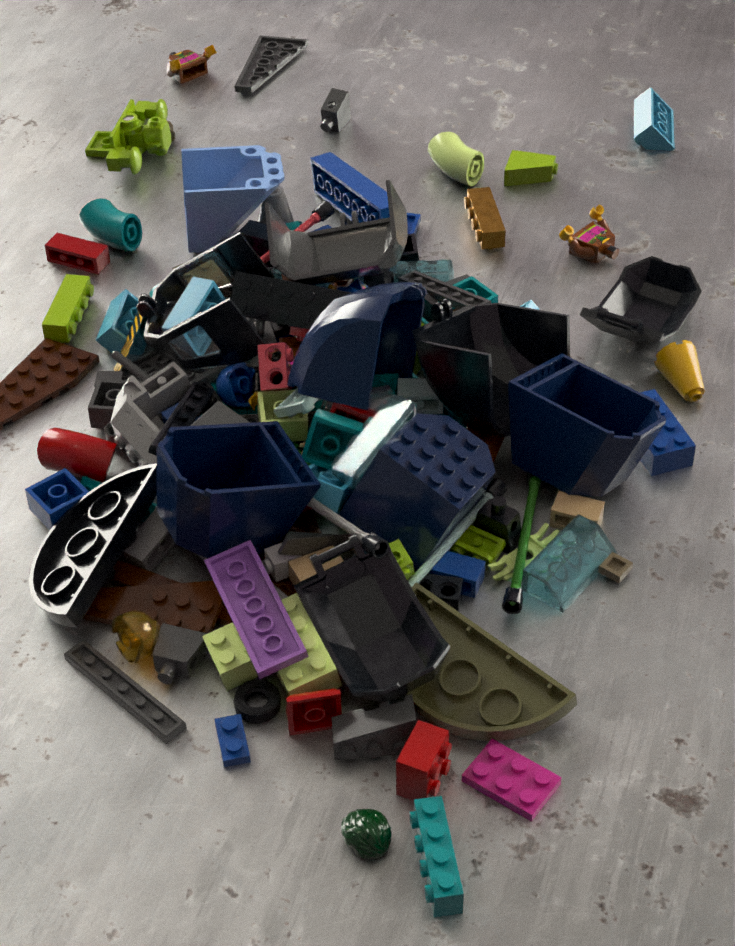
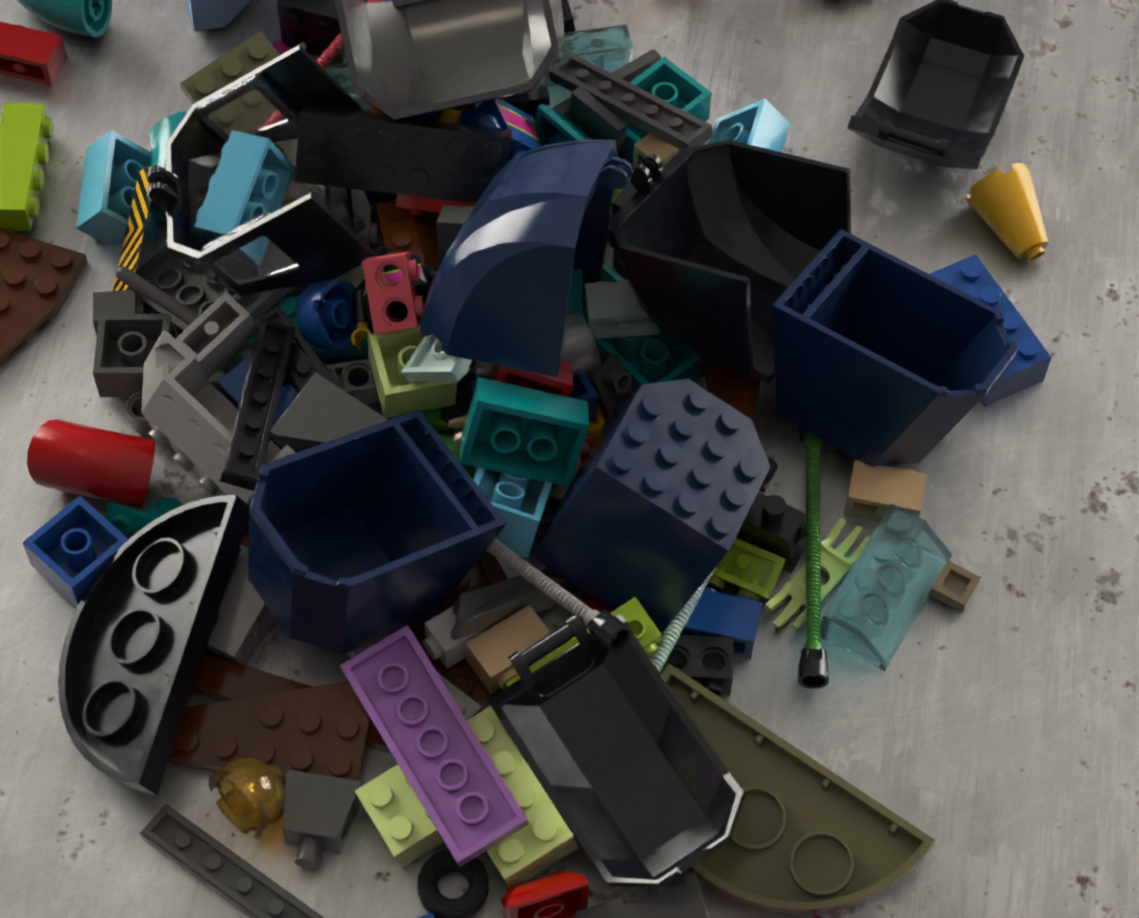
camera: 10 degrees left, 15 degrees up
(377, 431) = (580, 438): clear light blue slope -> none

